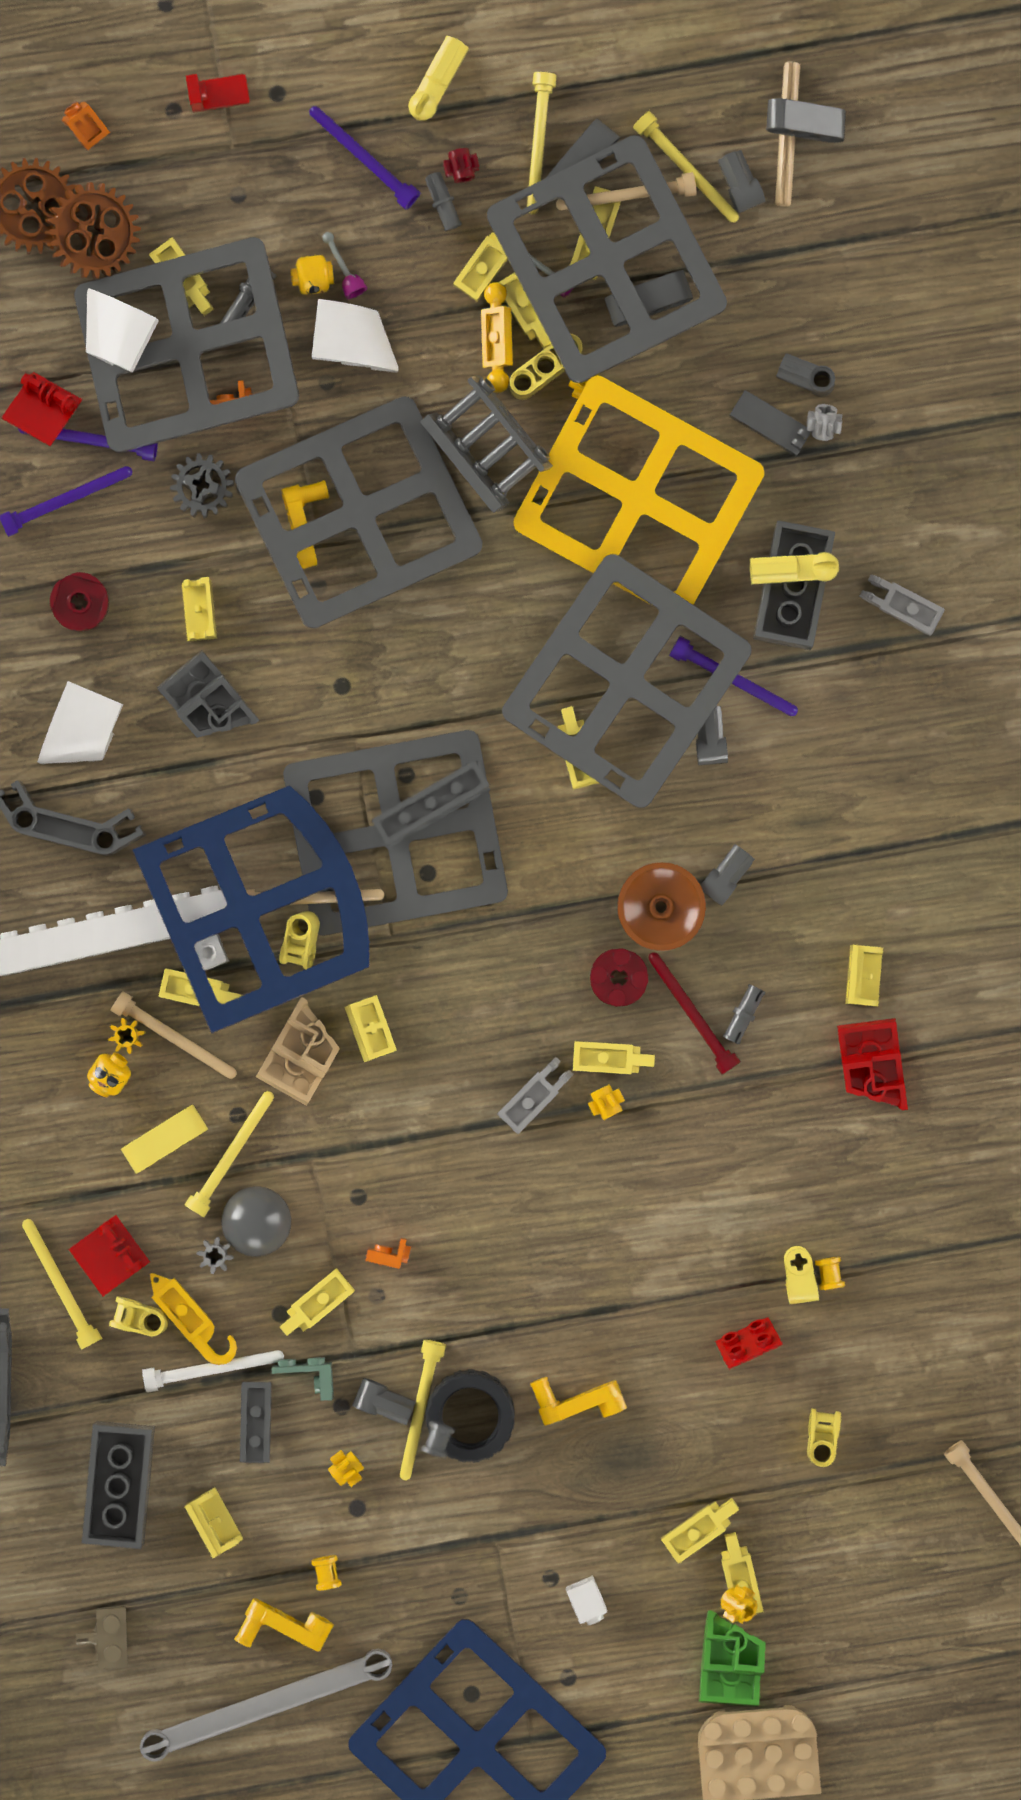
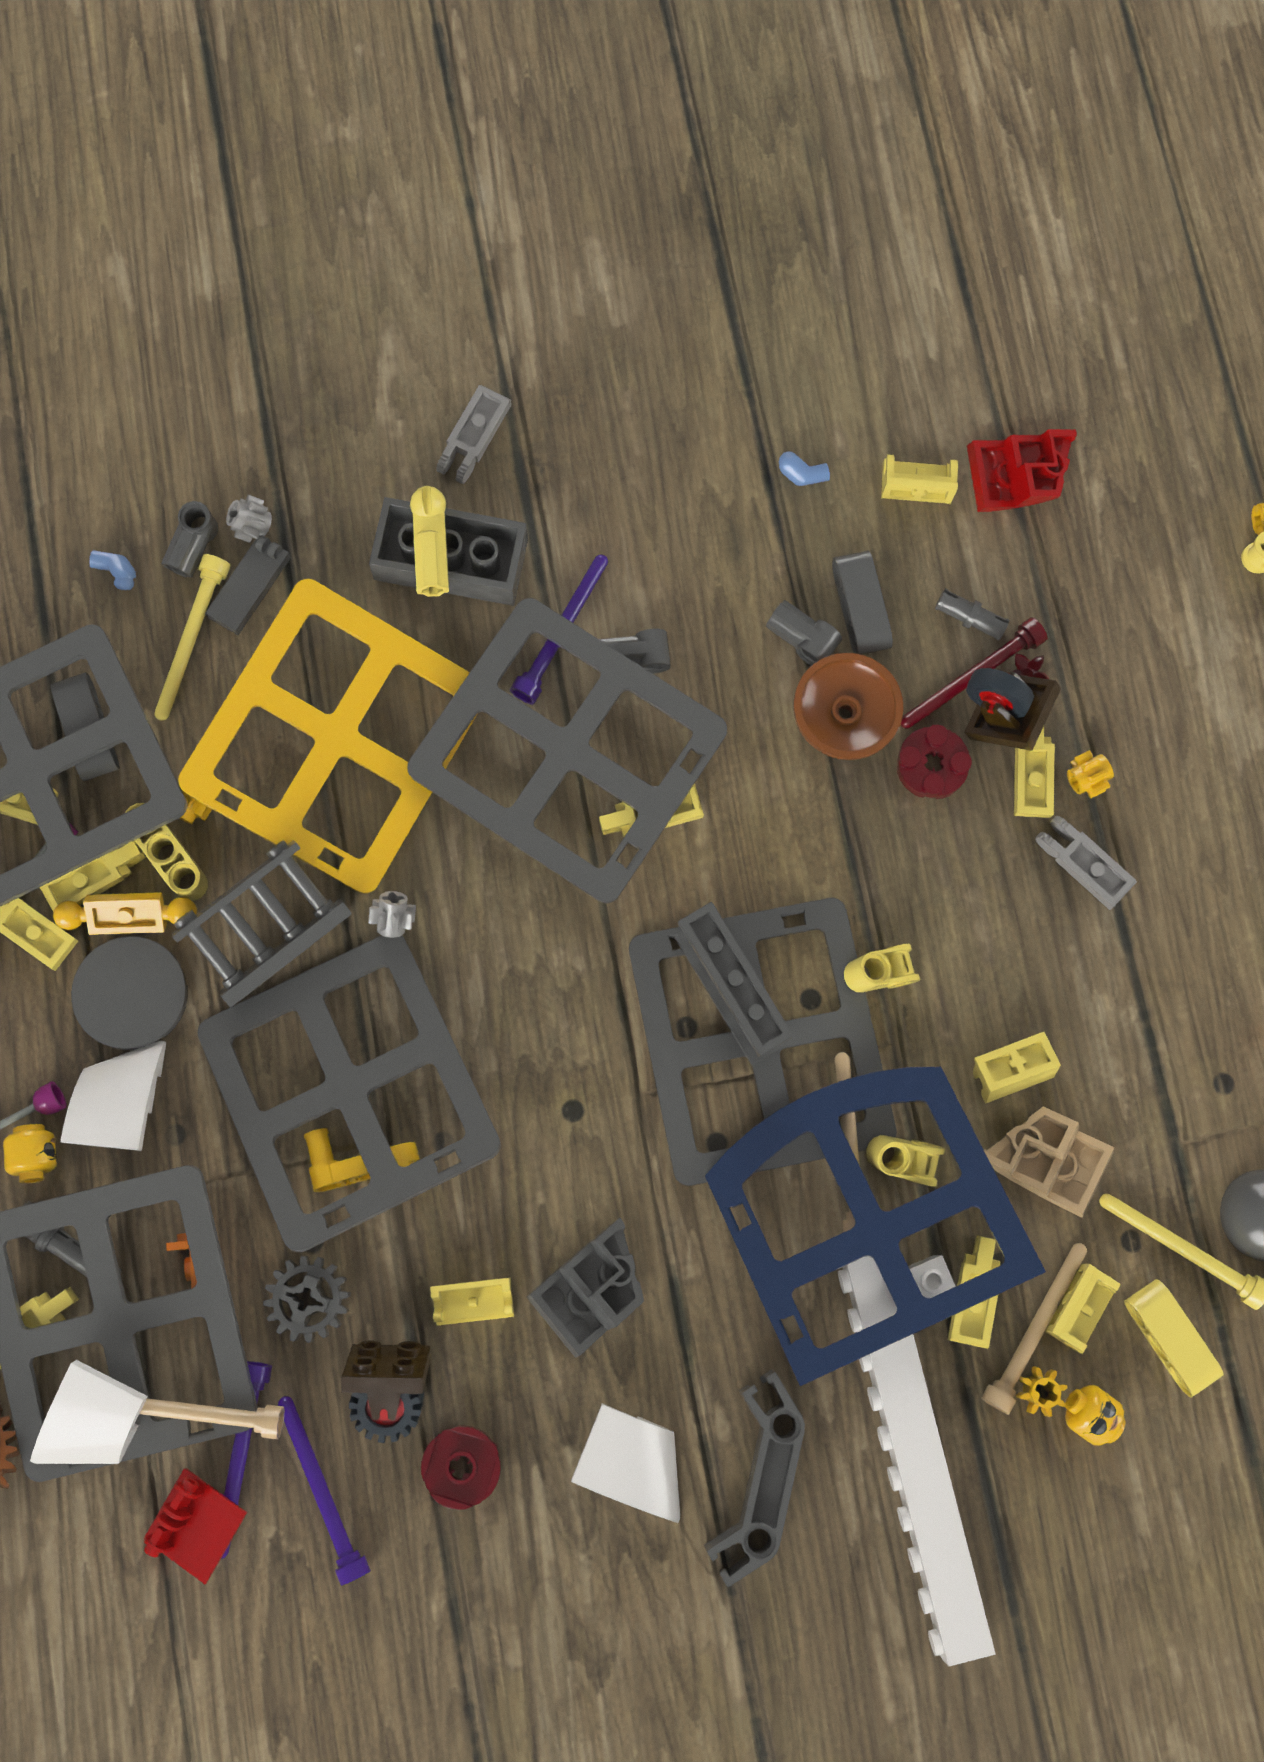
camera: 95 degrees left, 10 degrees down
(114, 457) = (265, 1421): none -> tan piece
(137, 545) = (386, 1387): none -> dark brown plate
(187, 1071) = (1082, 1307): none -> light yellow hinge
(435, 343) = (129, 993): none -> dark grey tile
(448, 932) = (886, 967): none -> light yellow piece
(494, 544) = (392, 914): none -> light grey gear
(660, 1037) = (1009, 707): none -> dark brown plate
(694, 1058) = (1029, 668): none -> dark red plant
(753, 923) = (862, 603): none -> dark grey beam
(780, 393) = (212, 573): none -> light yellow piece
(785, 318) = (117, 565): none -> medium blue arm
(869, 876) = (799, 472): none -> medium blue arm

